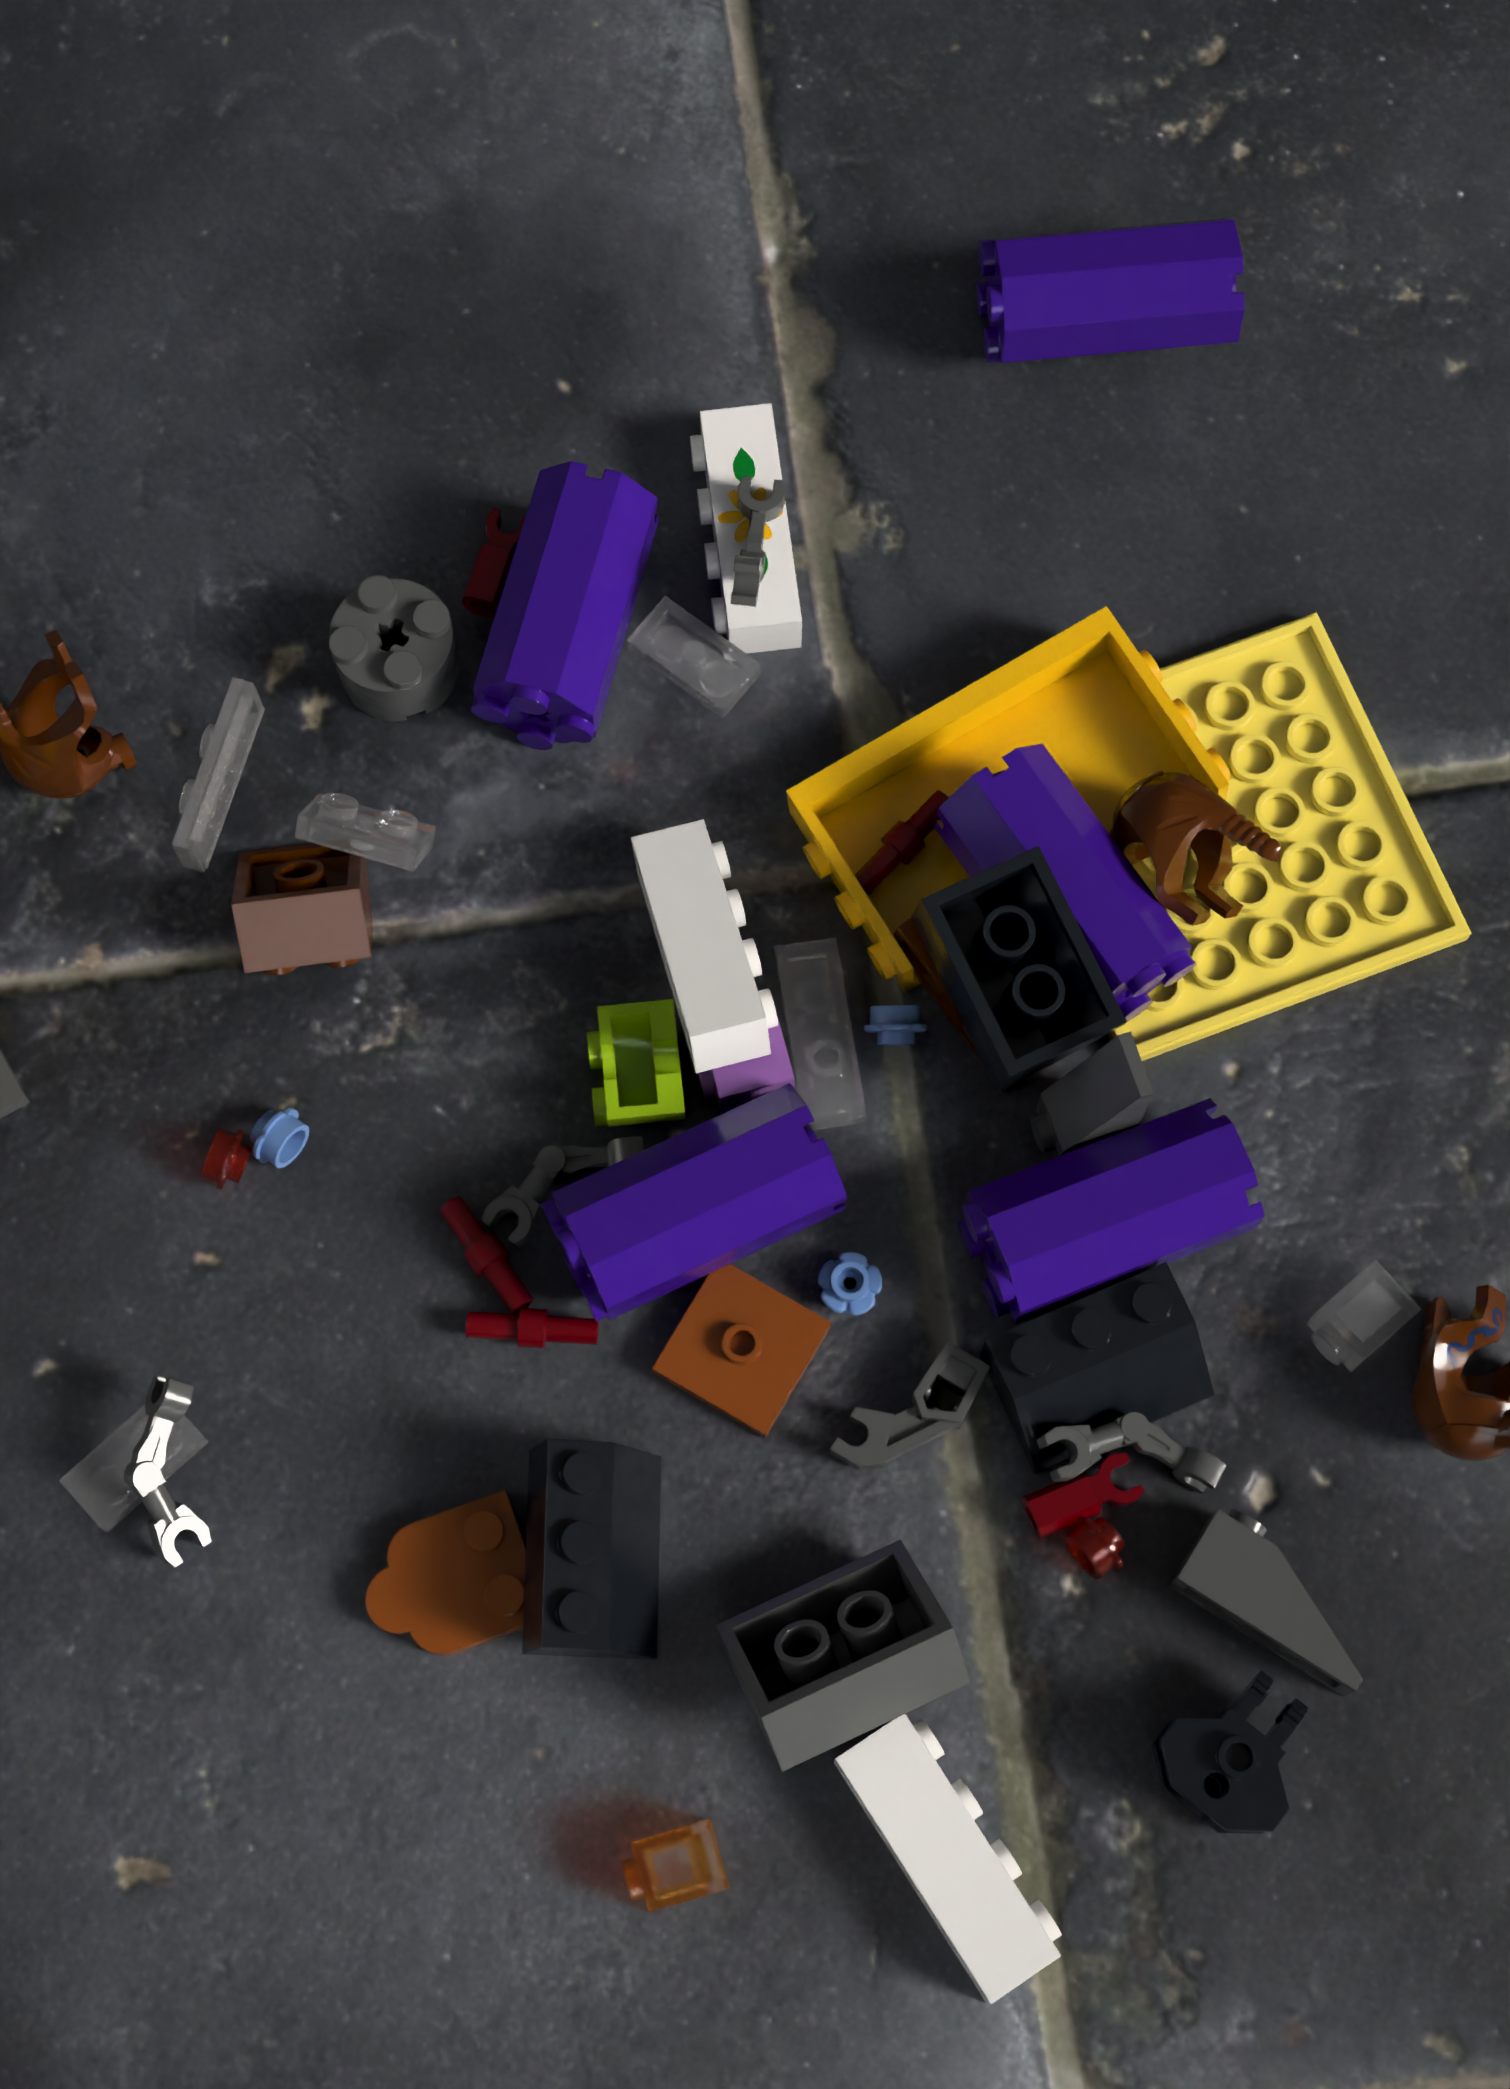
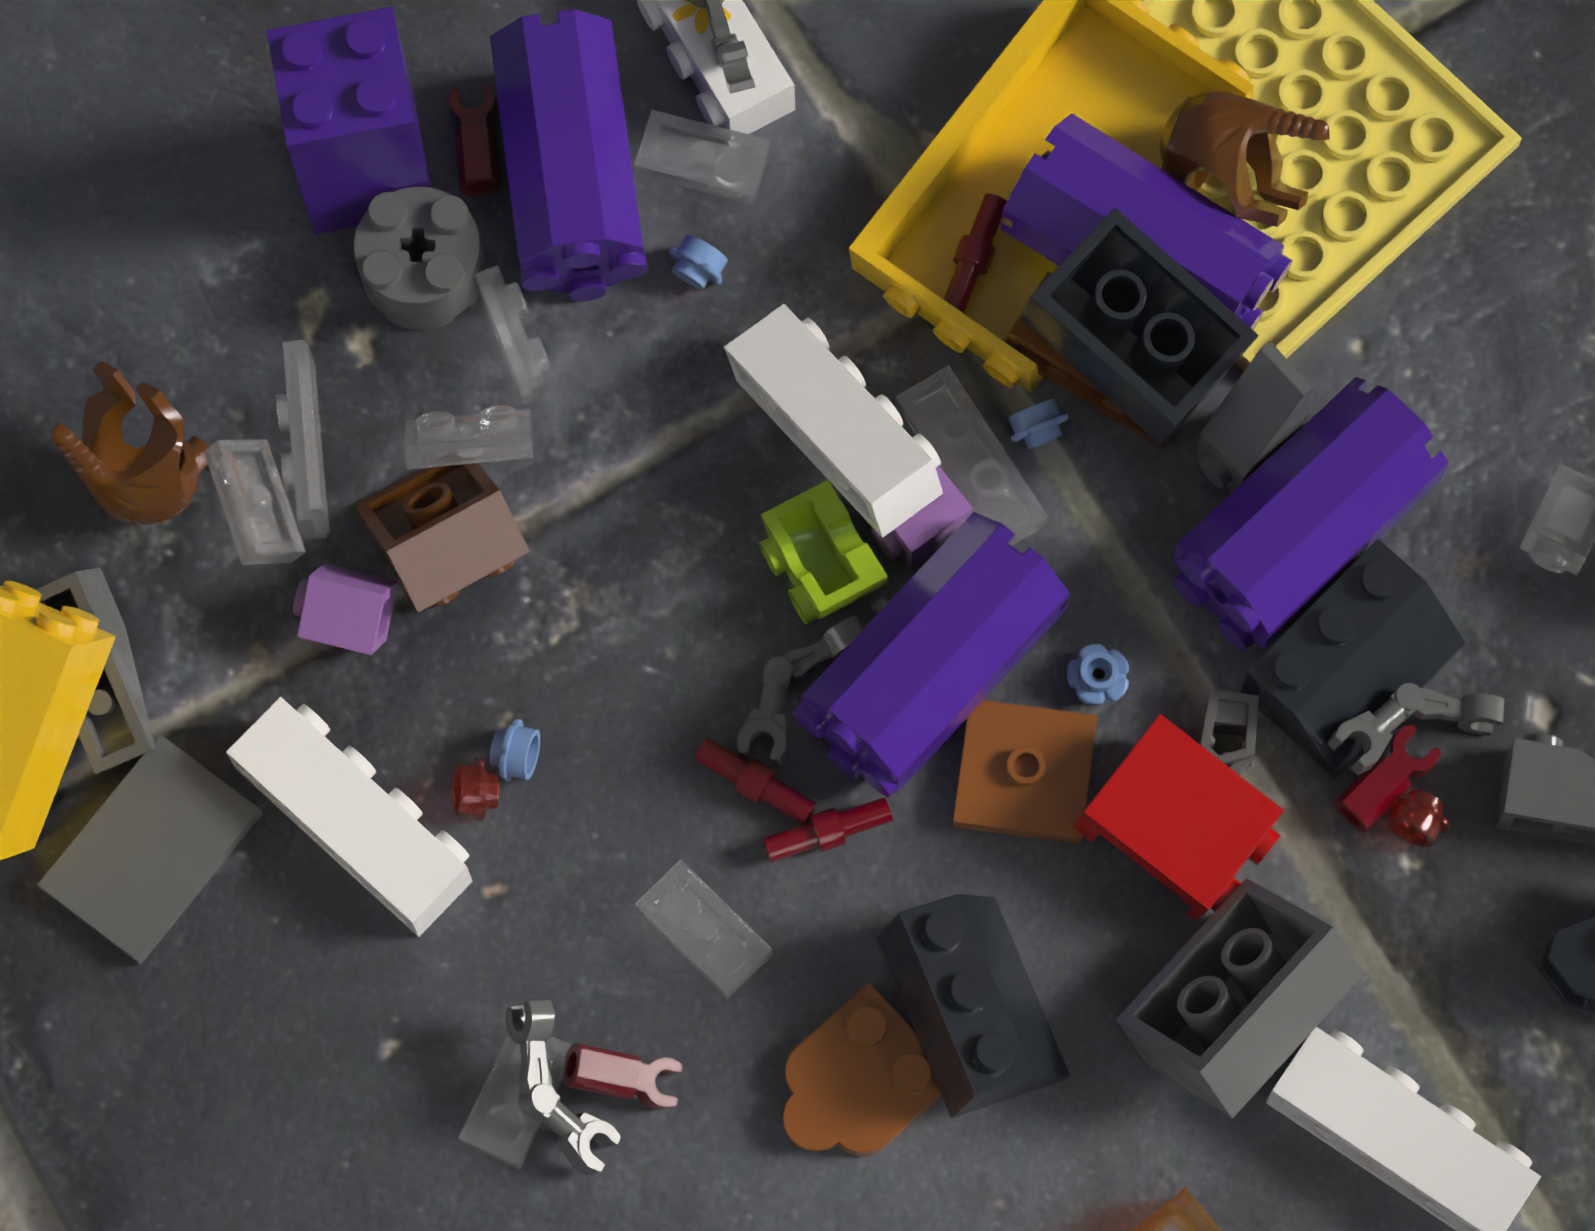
camera: 20 degrees left, 0 degrees up
(101, 1137) = (350, 815): none -> white brick
(146, 813) = (254, 502): none -> clear plate
(182, 943) = (345, 608): none -> medium lavender brick
(231, 1480) = (618, 1074): none -> bar
(373, 488) = (347, 113): none -> dark purple brick
(374, 1375) = (703, 929): none -> clear plate
(448, 776) = (505, 309): none -> clear plate
(646, 751) = (697, 262): none -> medium blue plate
(866, 1455) = (1183, 817): none -> red panel

